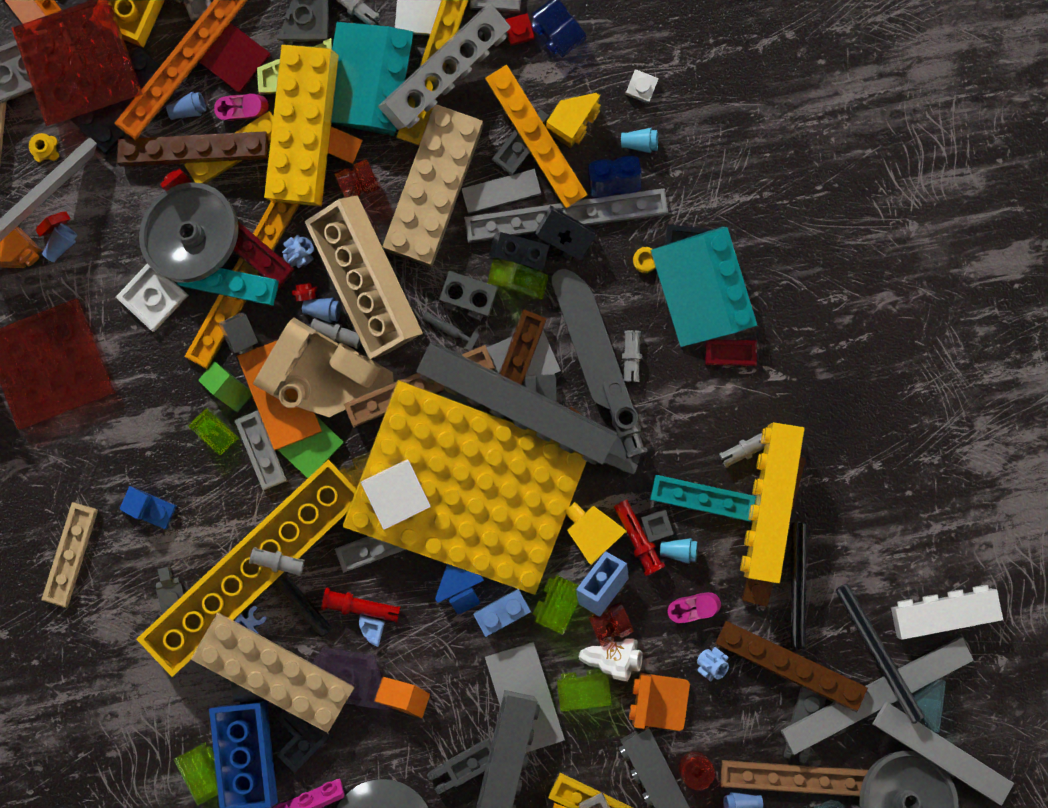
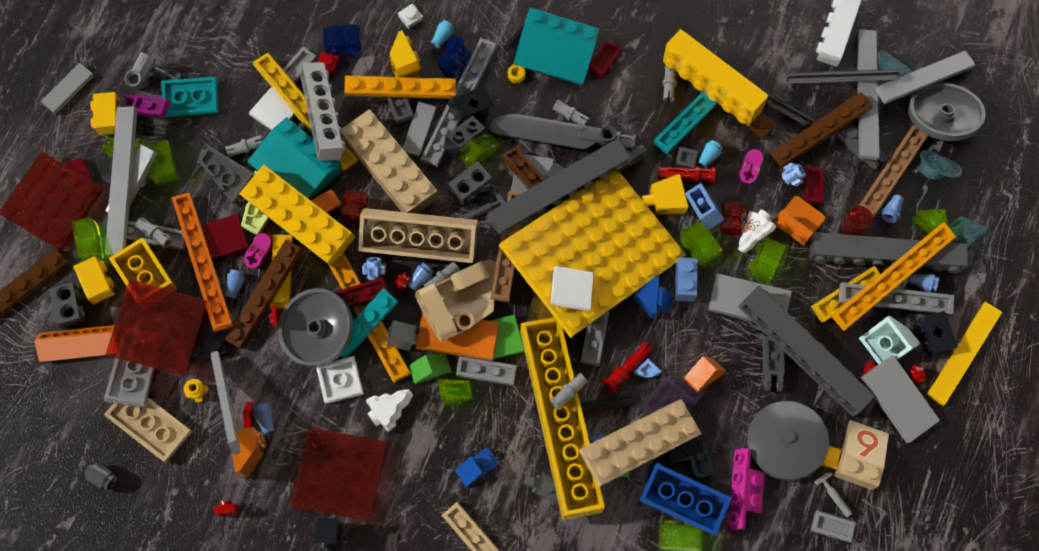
camera: 60 degrees left, 15 degrees down
(151, 369) = (388, 408): none -> white rock
(716, 694) = (814, 186): none -> dark red tile

